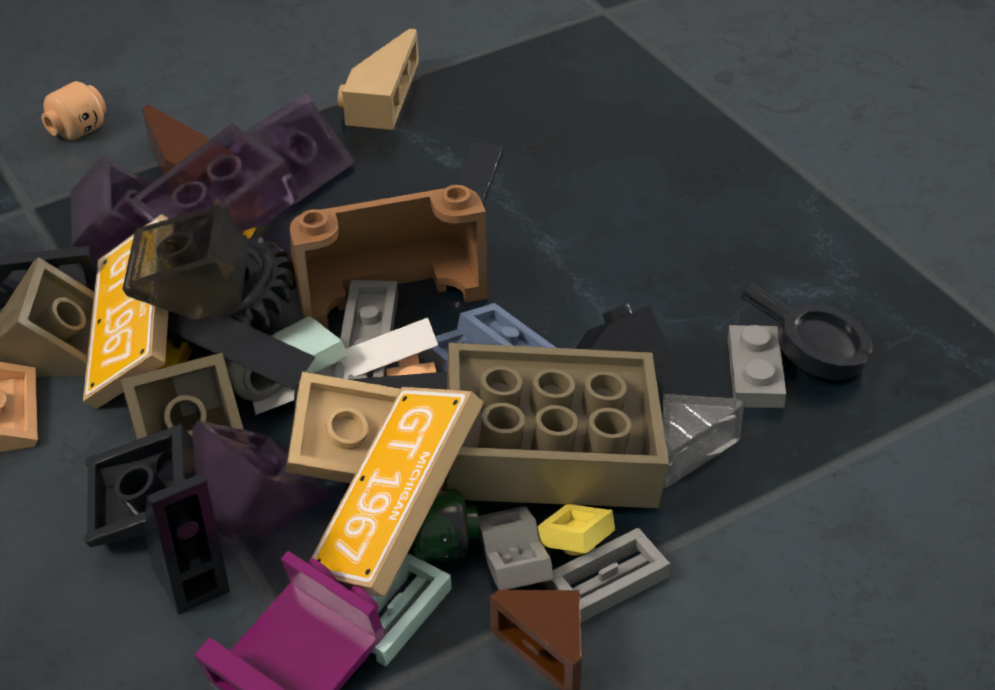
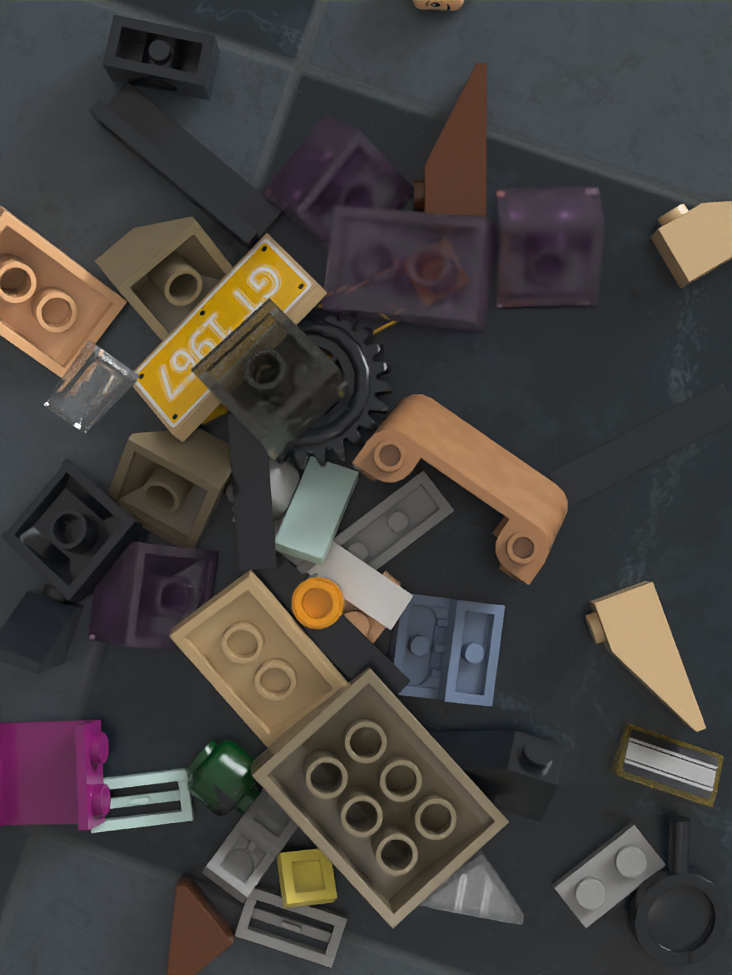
camera: 50 degrees right, 45 degrees up
(59, 403) = (90, 387): none -> clear slope
(372, 368) = (318, 602): none -> light orange tile
(396, 486) = (207, 742): tile -> none
(609, 249) = (639, 637): none -> tan slope
(703, 293) = (668, 765): none -> slope

